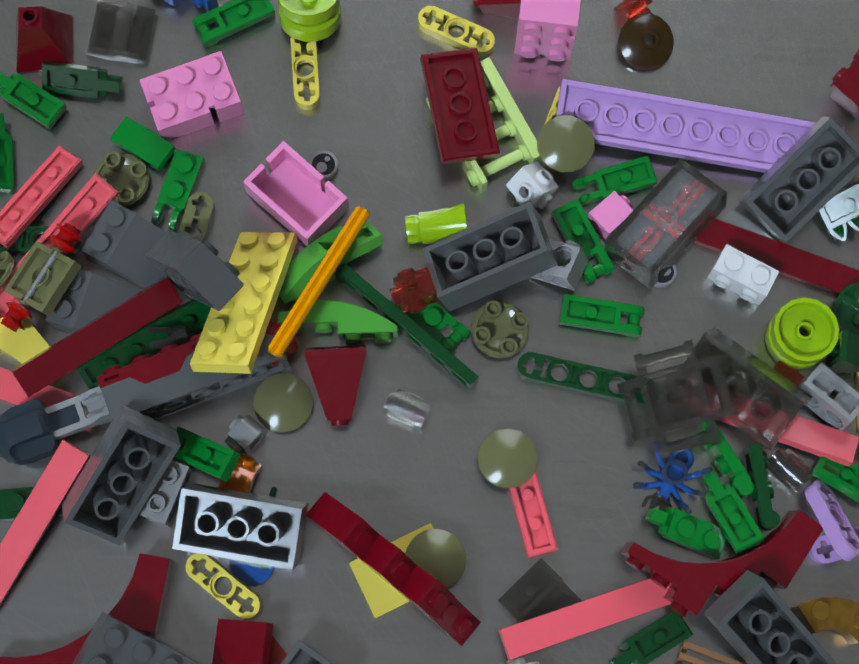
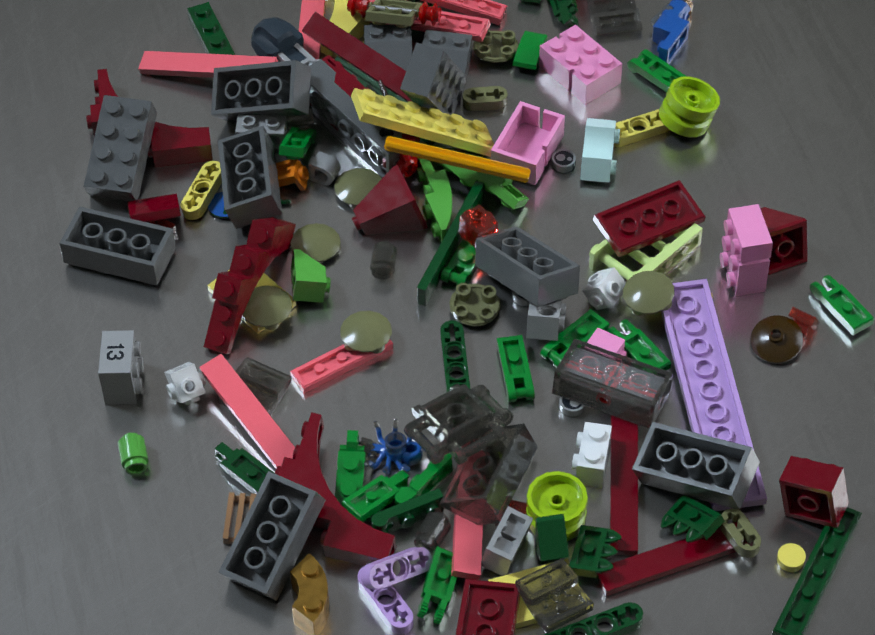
camera: 75 degrees right, 25 degrees down
(178, 187) = (512, 80): green hinge -> none
(330, 122) = (598, 150): none -> light aqua brick
(351, 476) = (316, 241): none -> olive dish
(408, 501) = (308, 278): none -> bright green slope
(433, 30) = (714, 204): light yellow beam -> none
(436, 224) = (543, 231): lime plant -> none

